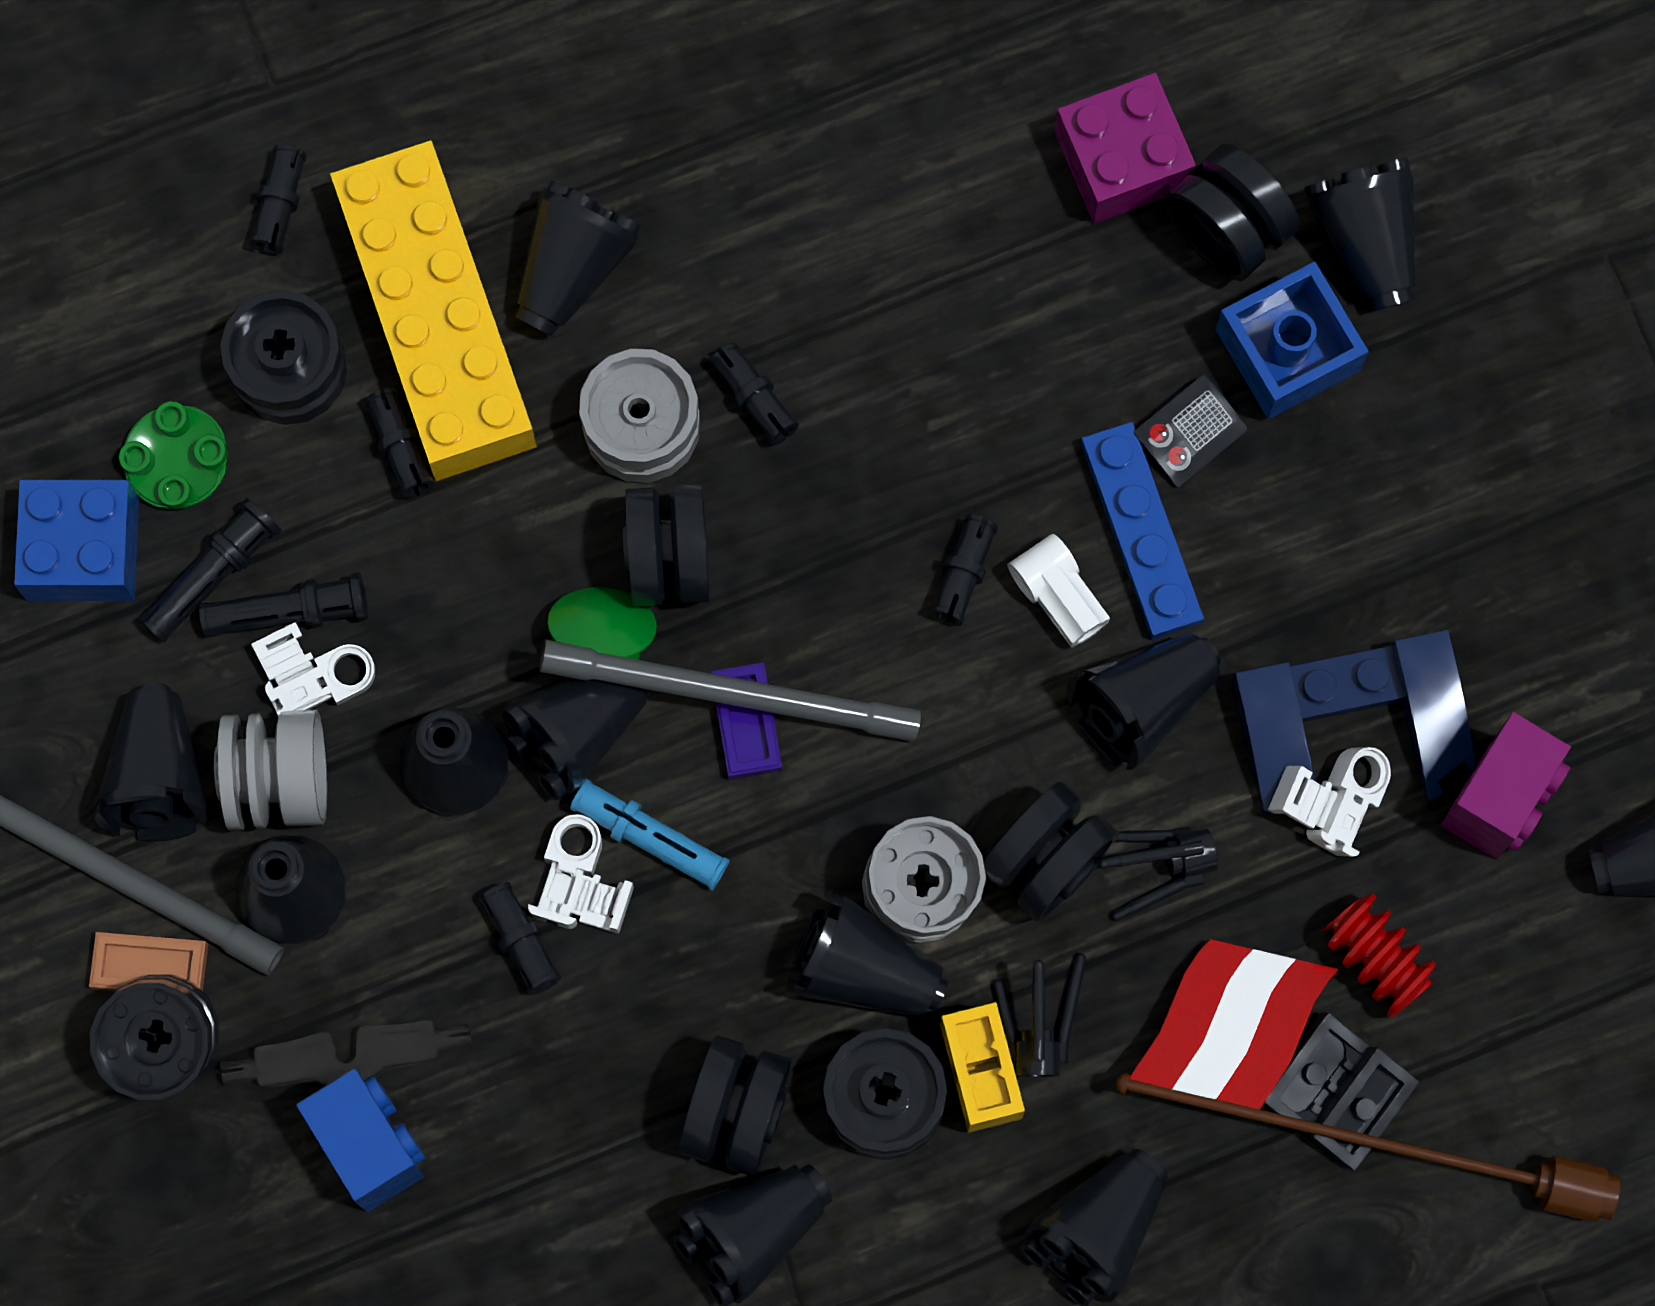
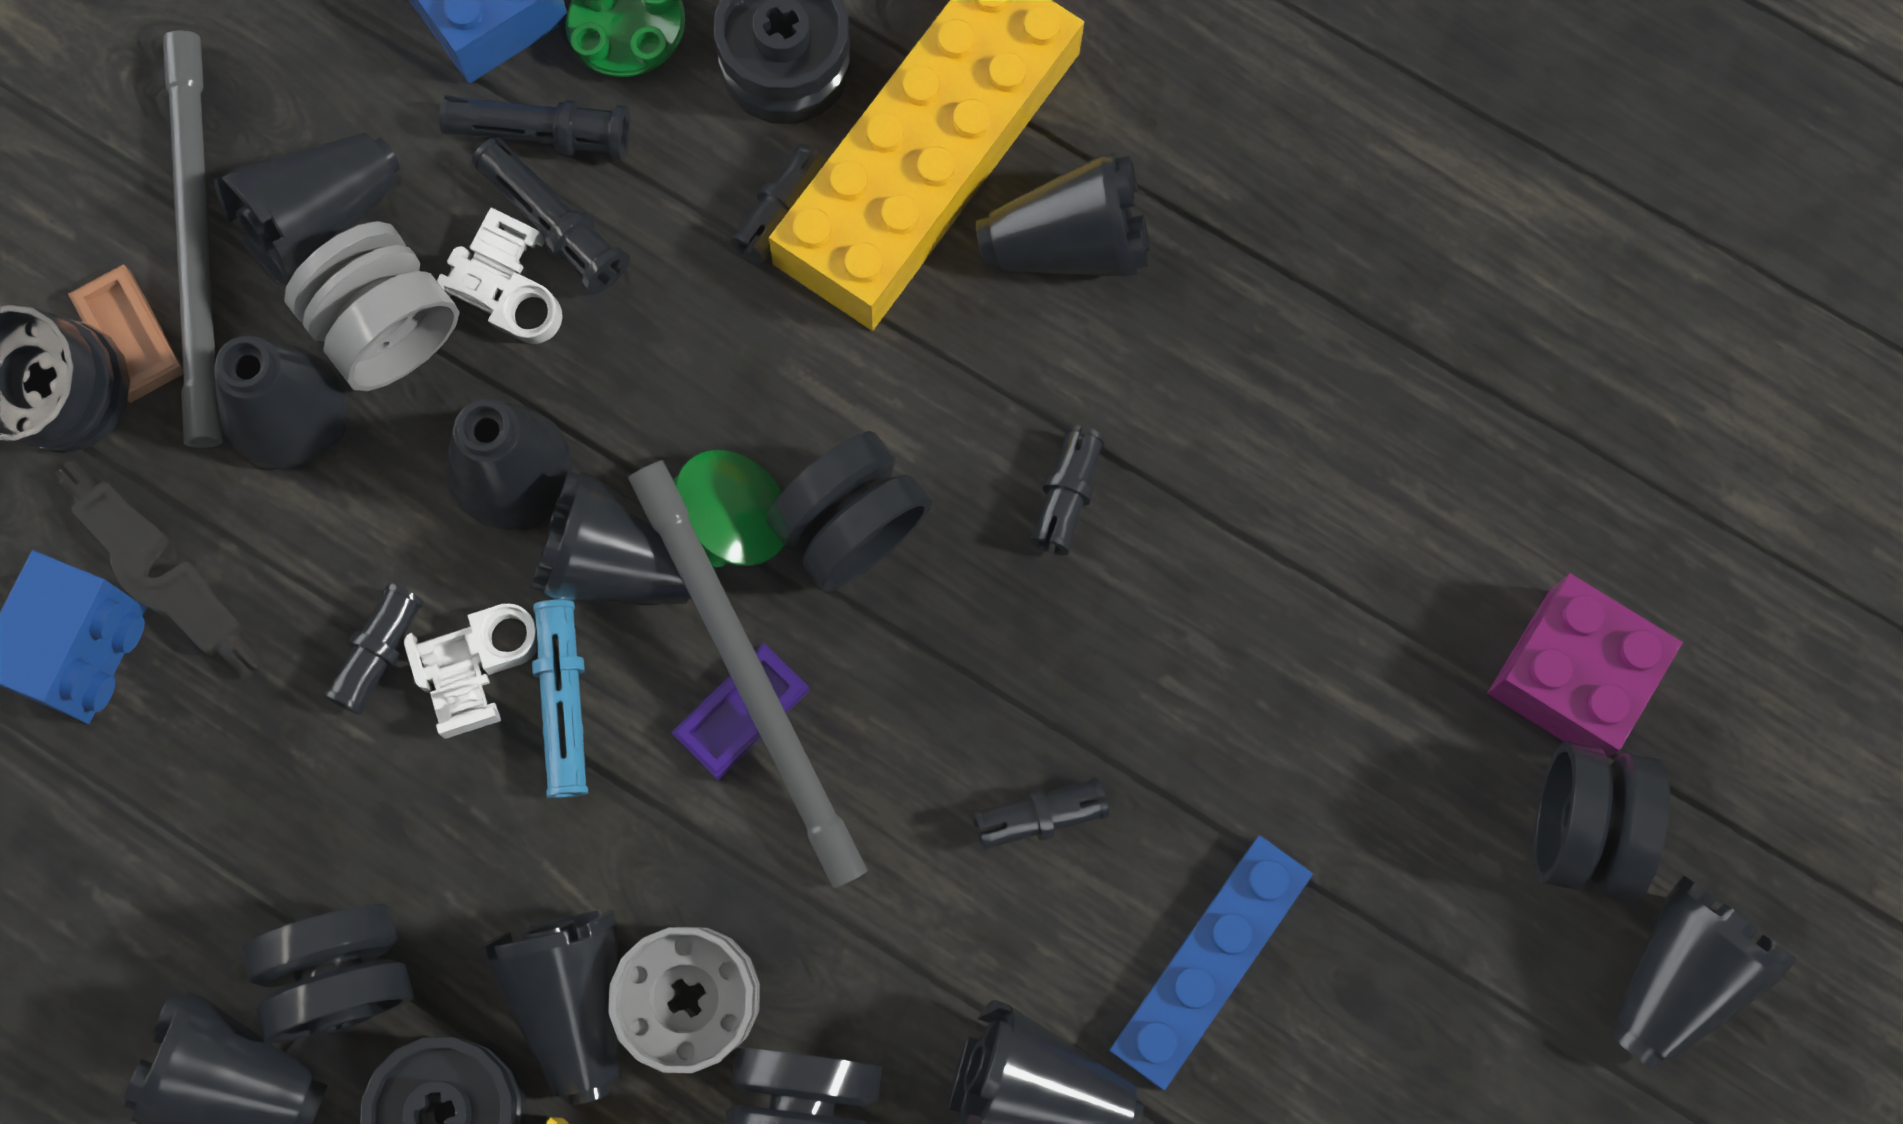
camera: 50 degrees right, 0 degrees up
(665, 399) = (969, 361): light grey wheel -> none
(1051, 578) = (1092, 909): white piece -> none
(1191, 430) = (1349, 938): black sticker -> none
(1291, 340) = (1516, 975): blue brick -> none

